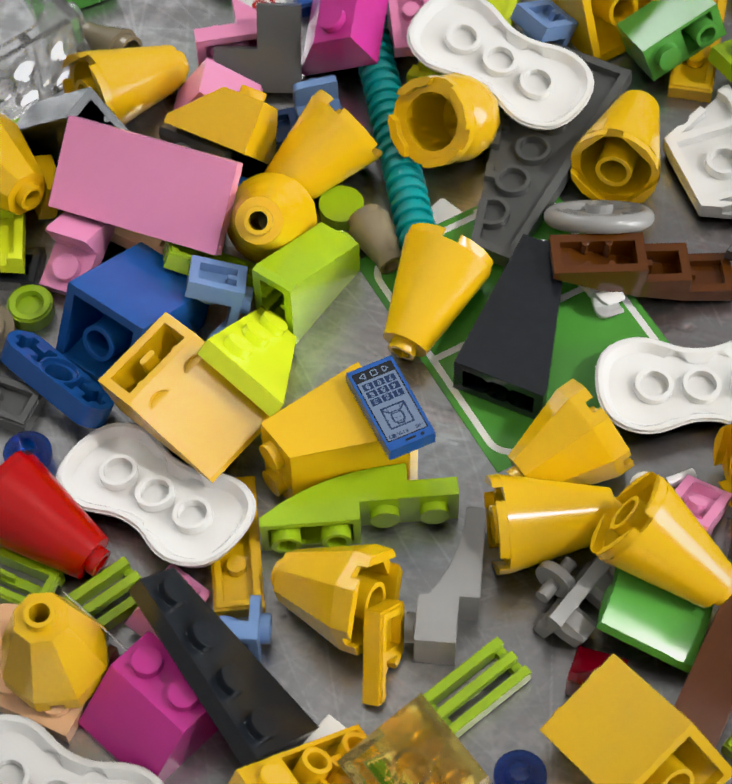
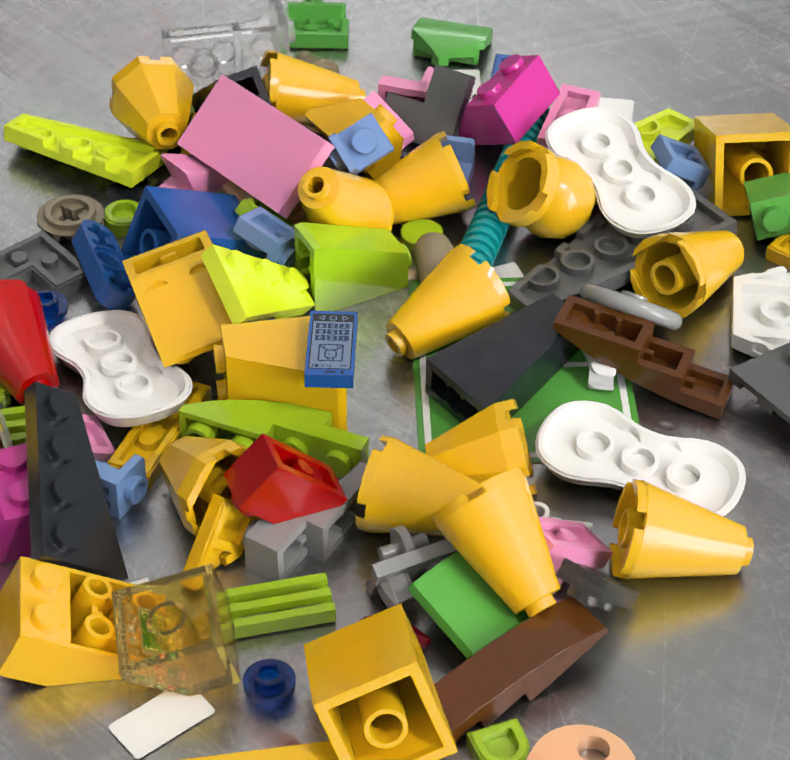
camera: 25 degrees right, 15 degrees down
(253, 142) = (359, 145): none -> medium blue bracket
(424, 573) = (281, 482): none -> red slope

